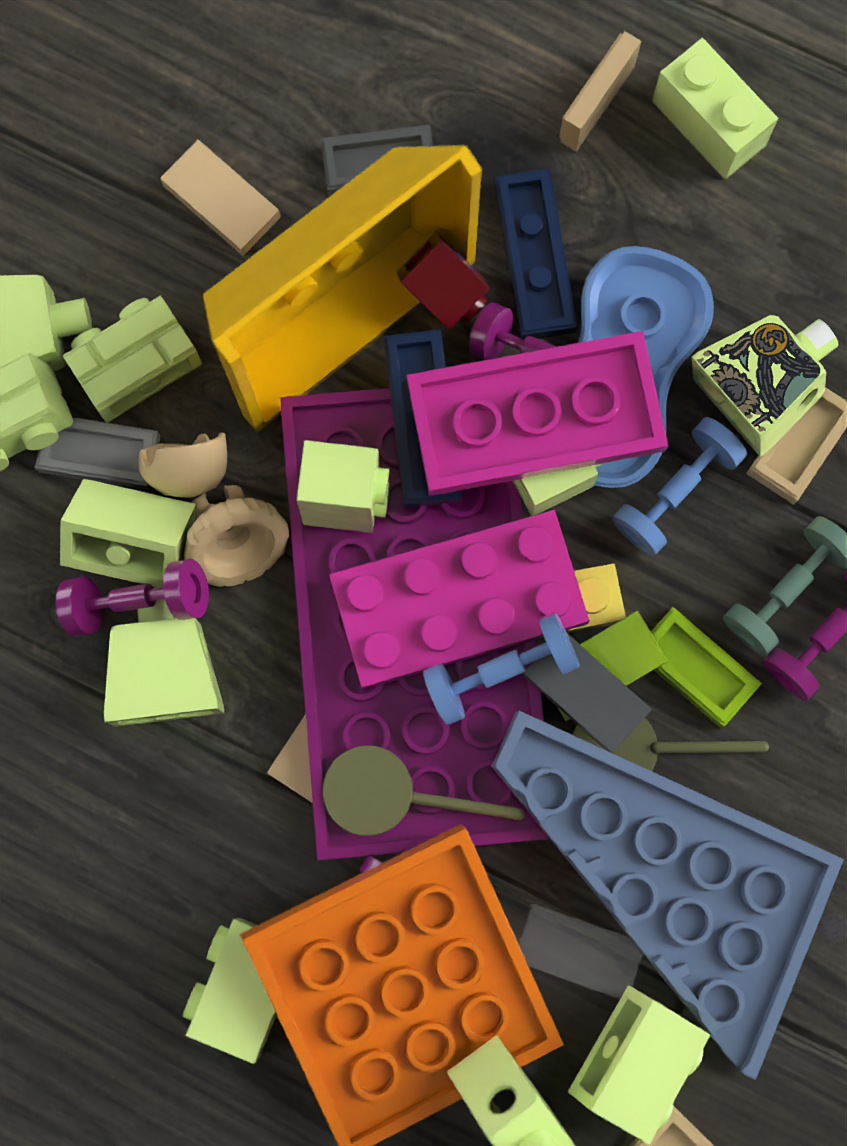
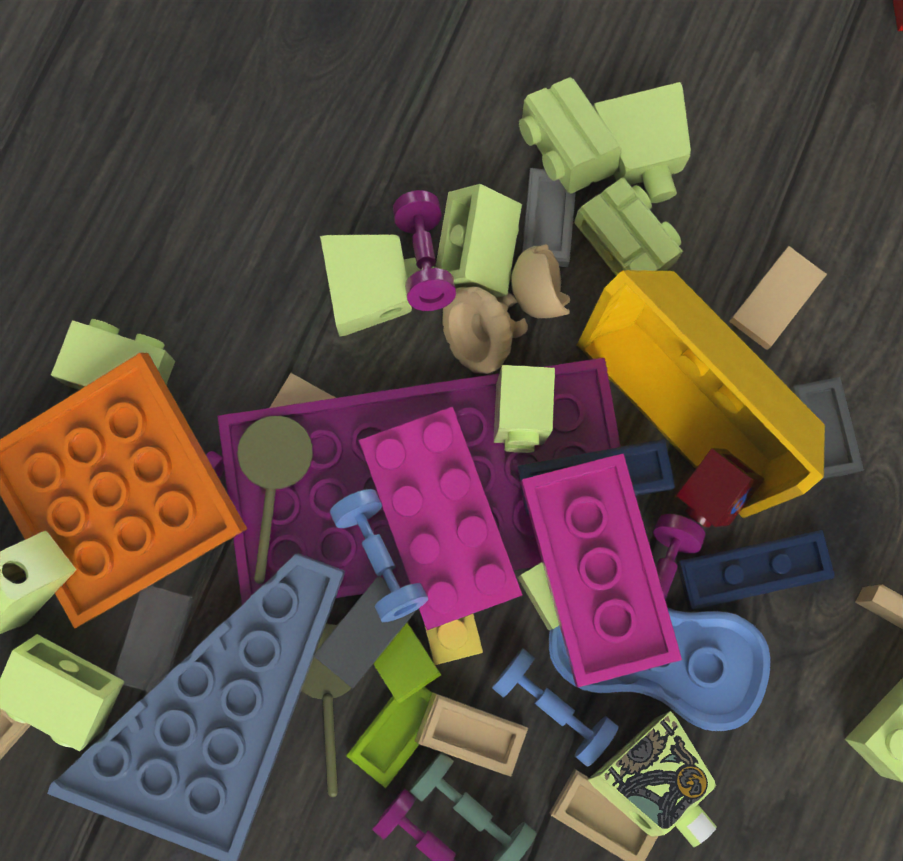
camera: 80 degrees right, 0 degrees up
(705, 582) = (471, 734): none -> tan tile

